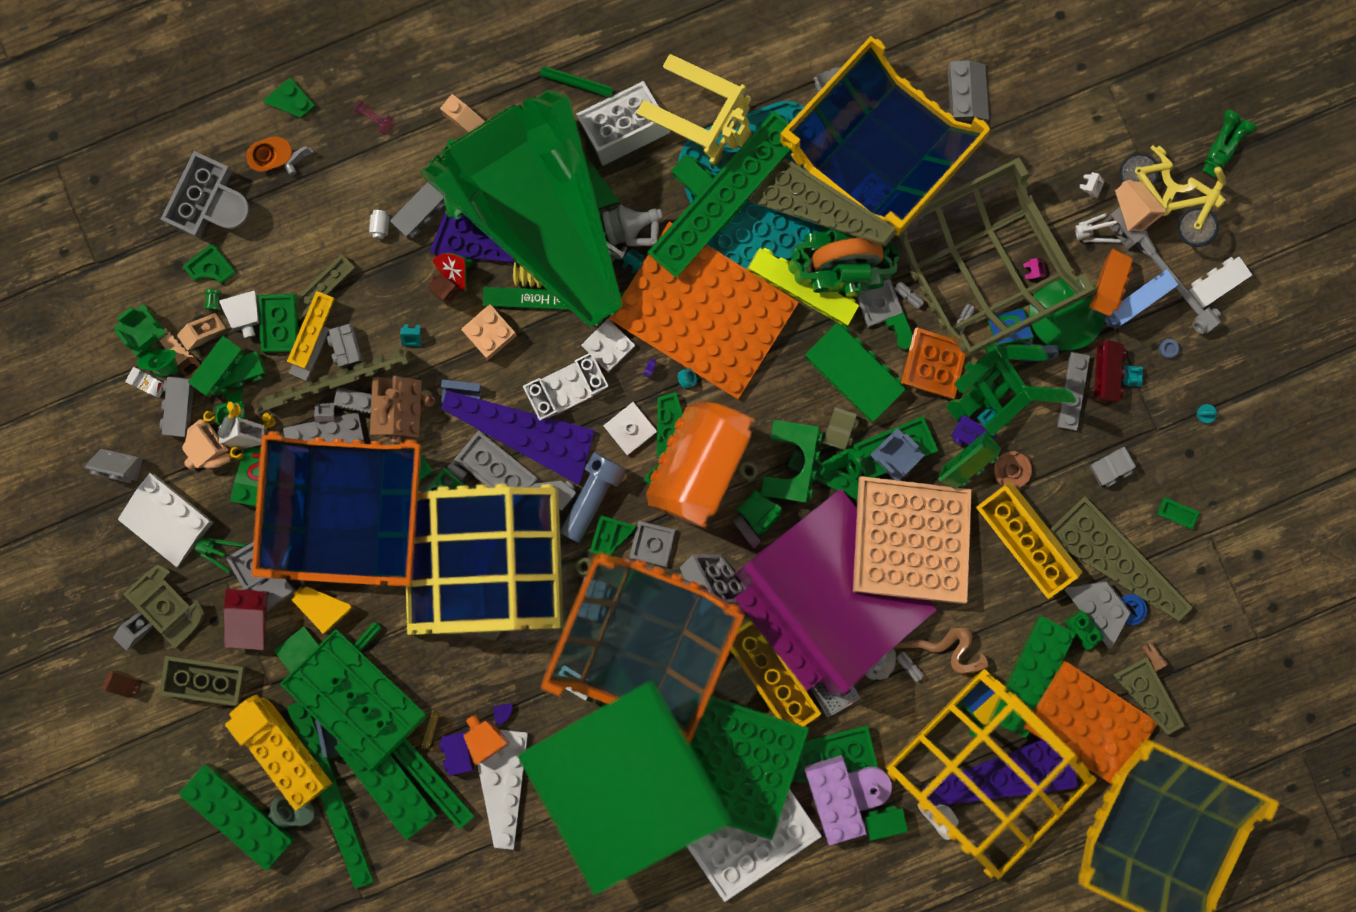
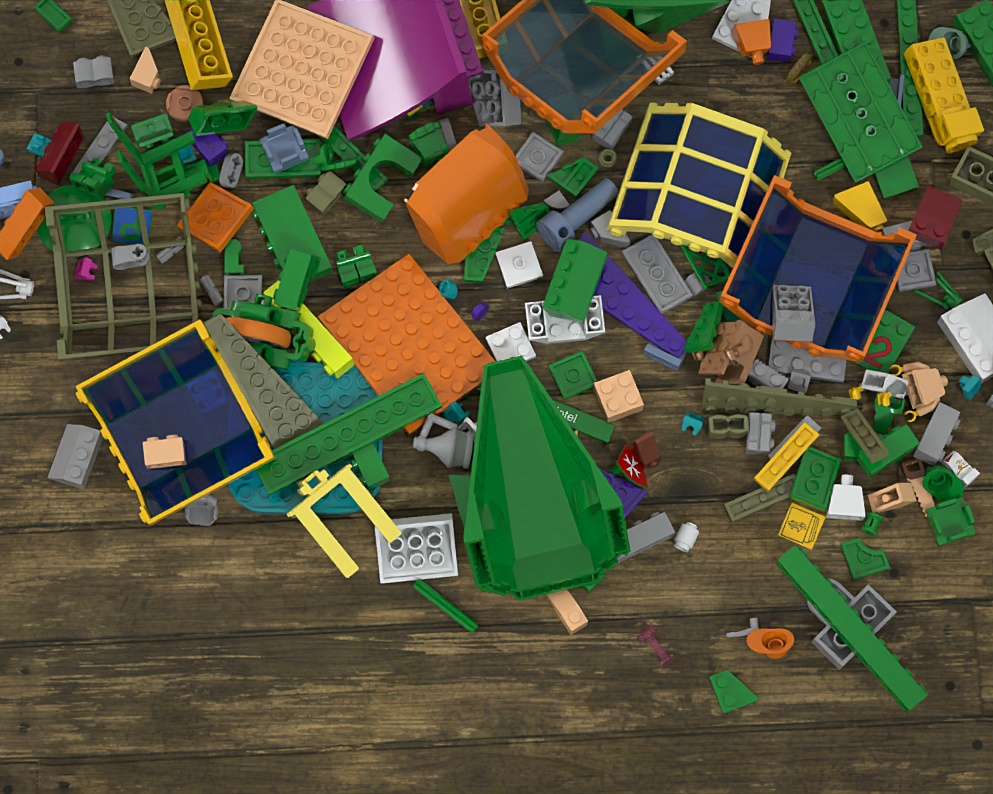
camera: 160 degrees left, 10 degrees down
(161, 466) = (970, 386): none -> teal tile
(195, 183) = (851, 629): none -> green brick
(241, 370) = (865, 436): none -> olive plate
(277, 276) = (801, 526): none -> yellow sticker
(349, 466) = (793, 313): none -> light grey slope
(371, 342) = (723, 426): none -> olive brick
(430, 426) = (704, 329): none -> green wing
(502, 712) = (728, 61): dark purple tile -> none
(539, 340) = (573, 375): none -> green tile
(568, 422) = (574, 281): none -> green slope
(617, 505) = (557, 201): none -> light grey tile
(637, 473) = (526, 217): none -> green wing
(789, 361) = (362, 262): none -> green hips
(832, 323) = (295, 279): none -> green wedge
(884, 110) = (164, 452): none -> light nougat brick
(939, 417) = (230, 170): none -> light grey beam
(1000, 290) = (128, 256): none -> light grey piece
(1030, 428) = (152, 130): none -> green bracket
(1061, 485) = (145, 73): none -> light nougat slope
(1064, 352) = (94, 178): none -> green hips

